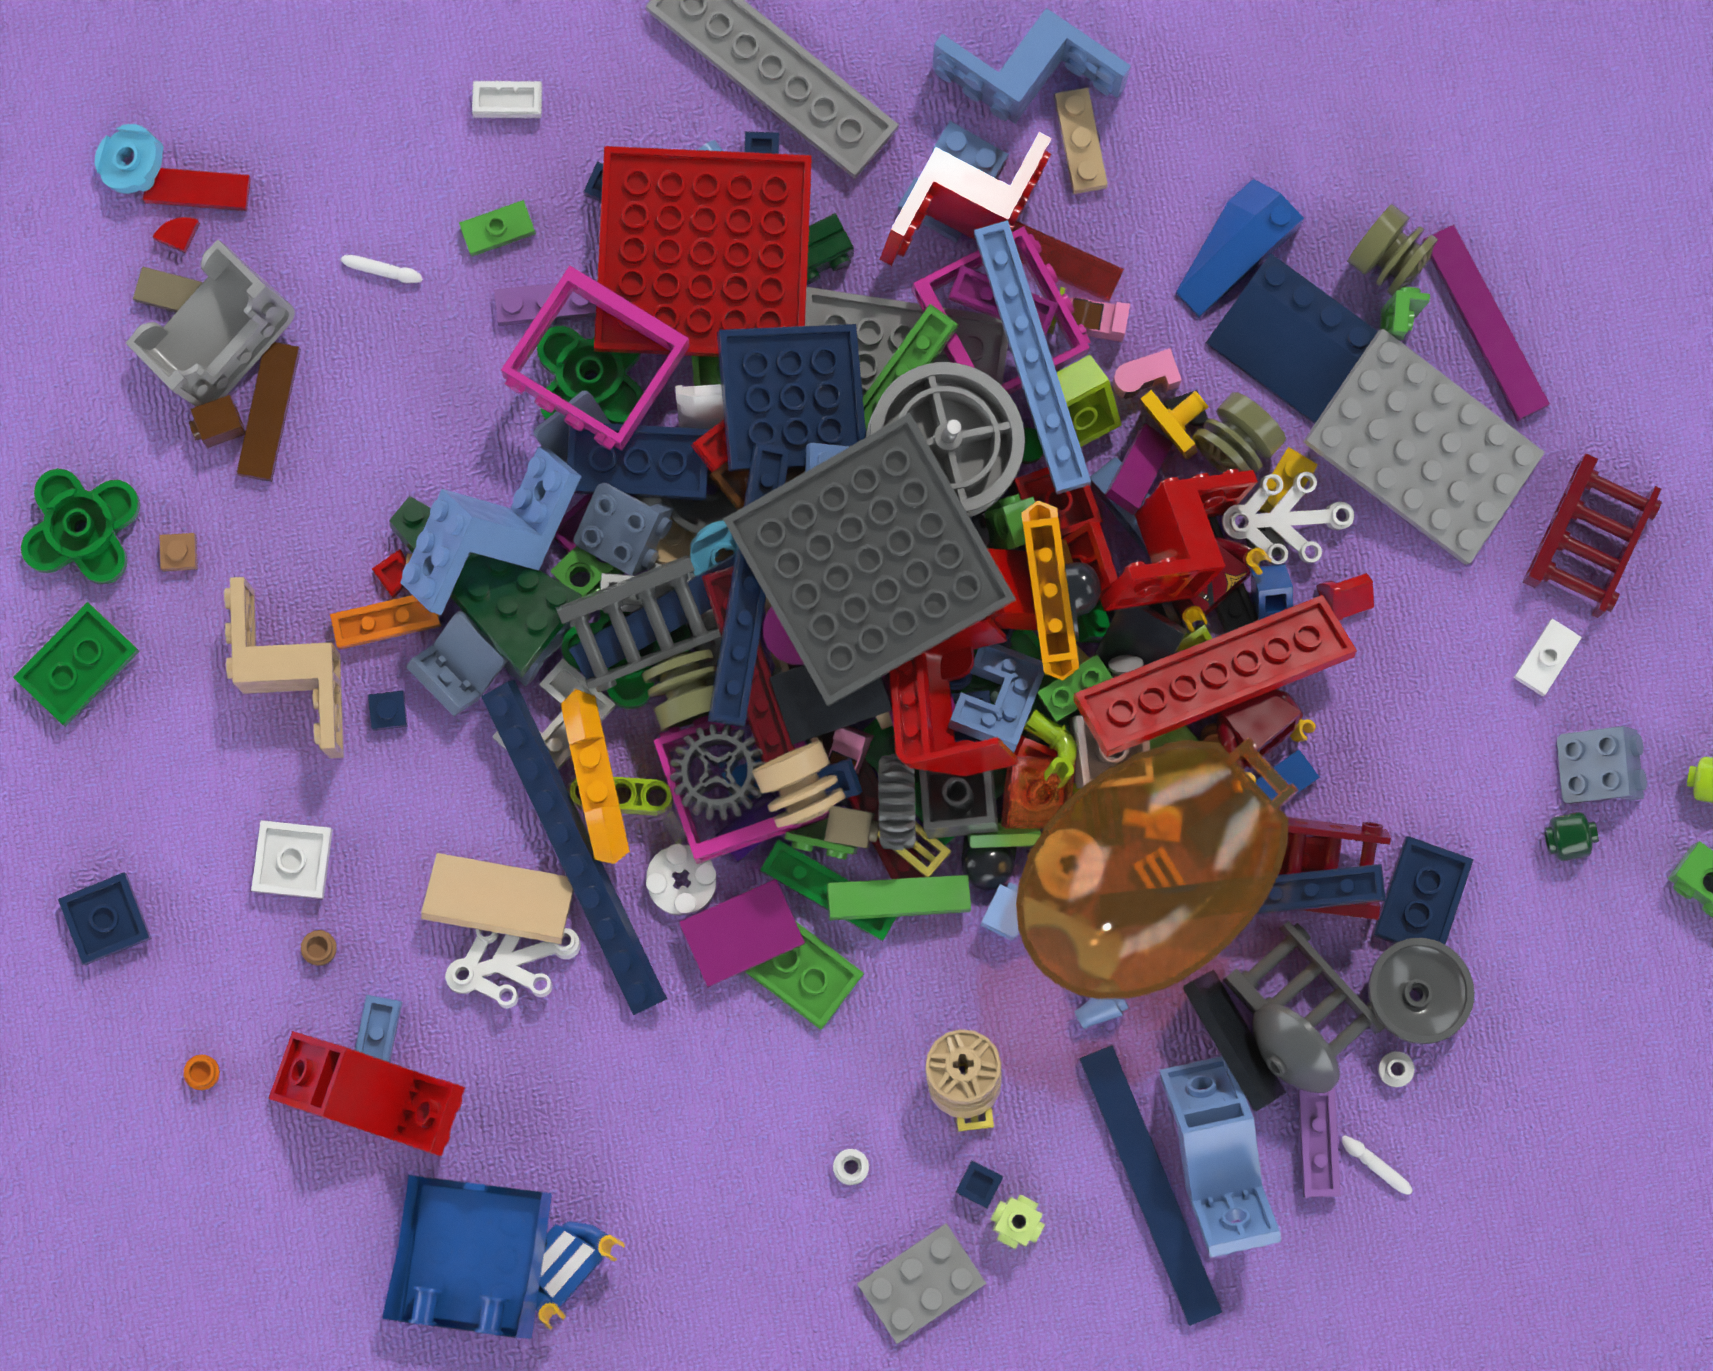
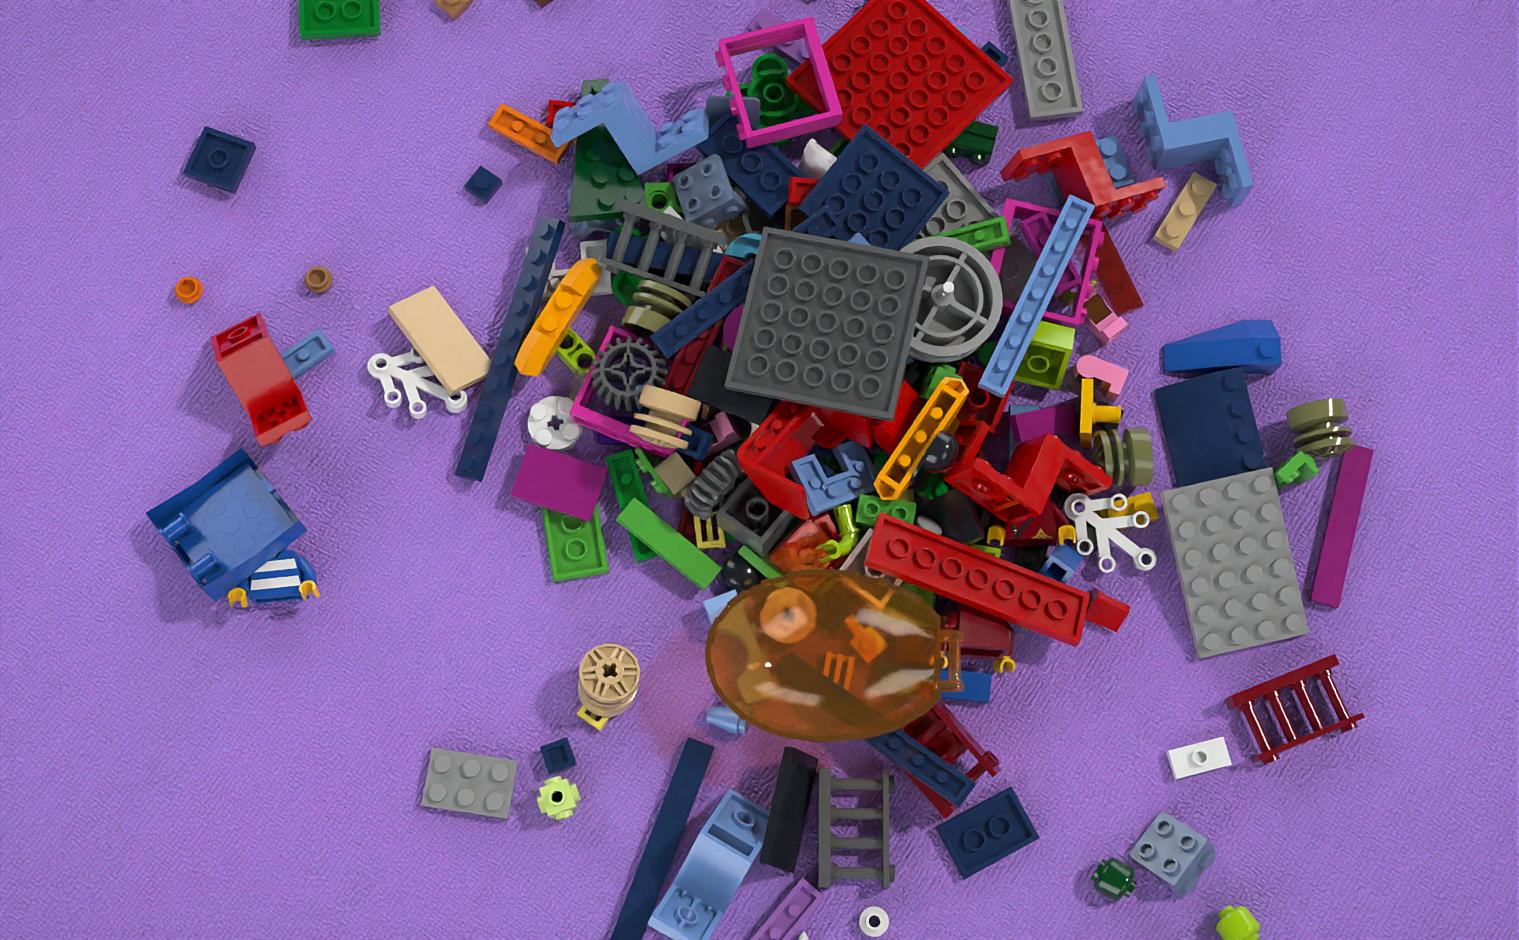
camera: 45 degrees right, 5 degrees down
(284, 667) = (447, 108): tan bracket -> none
(292, 859) = (351, 218): white plate -> none
(458, 664) = (542, 191): sand blue bracket -> none
(859, 1158) = (488, 670): white plate -> none
(1294, 1049) = (818, 848): dark grey dish -> none
(1436, 975) = (950, 881): dark grey dish -> none

